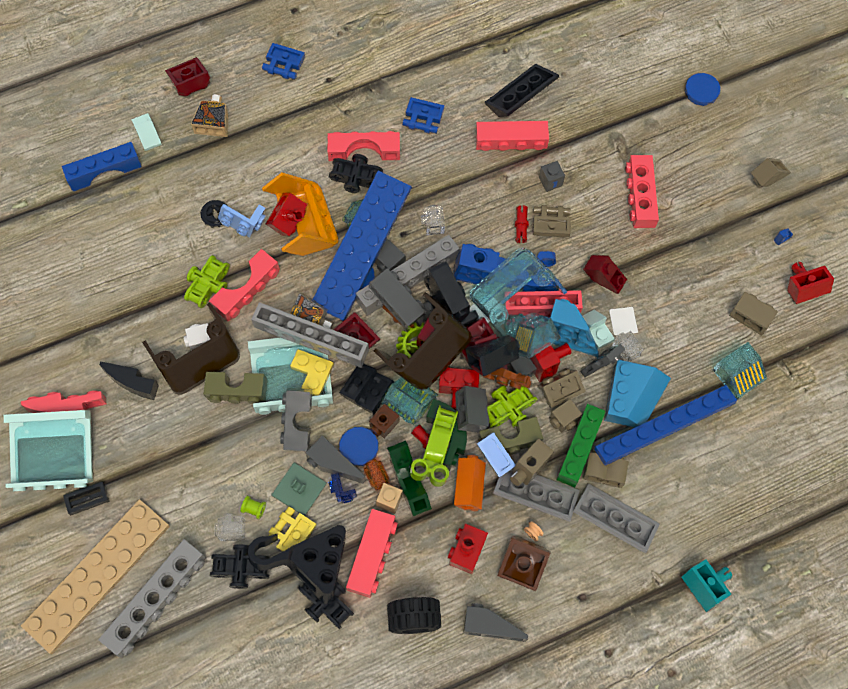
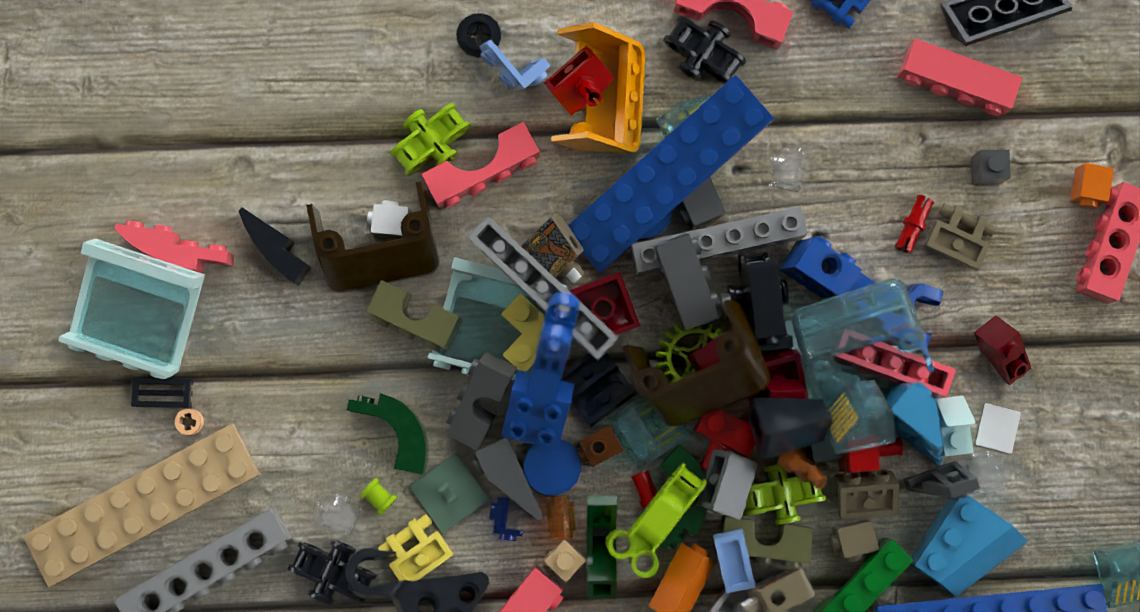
camera: 20 degrees right, 15 degrees up
(116, 512) = (182, 428): none -> light nougat bush
(252, 453) = (410, 432): none -> dark green arch
(333, 404) = (540, 398): none -> blue brick
(614, 165) = (1092, 185): none -> orange brick

